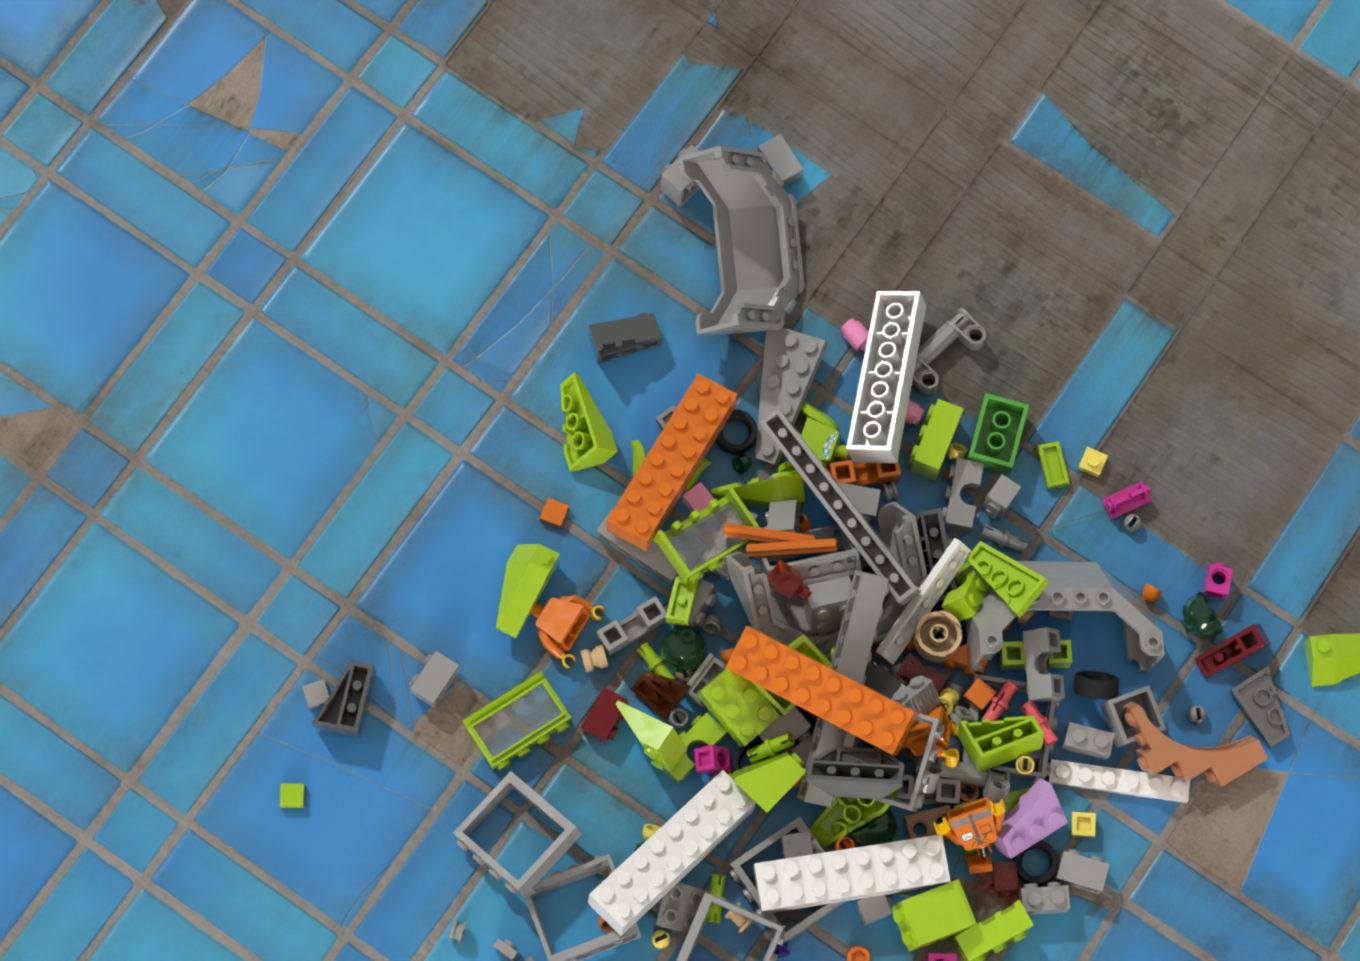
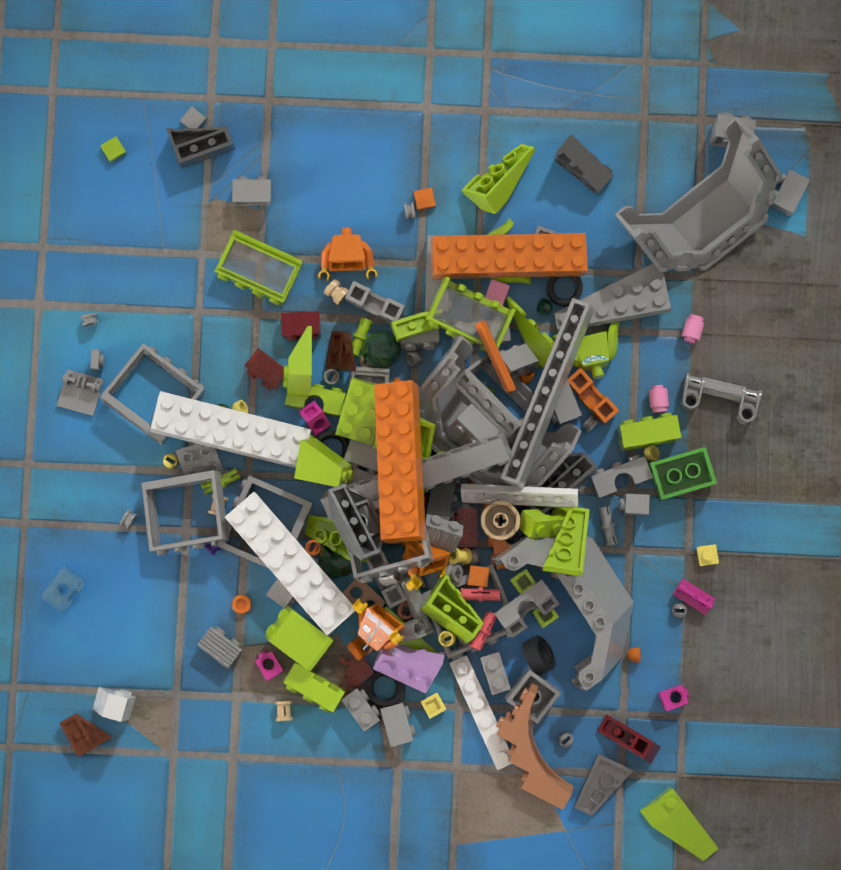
camera: 60 degrees right, 10 degrees up
(524, 582) = (361, 209): lime wedge -> none
(544, 862) = (170, 348): light grey window -> none
(557, 534) = (409, 211): none -> light grey bush
(630, 779) = (266, 369): none -> clear red brick
(770, 747) = (346, 452): lime pin -> none
(788, 581) = (464, 388): clear red brick -> none
(791, 548) = (495, 377): orange axle -> none
(798, 845) = (287, 514): flat silver brick -> none
(886, 377) = (671, 368): white brick -> none
(1053, 465) = (686, 528): lime tile -> none
(1200, 617) = (637, 701): clear green cylinder -> none

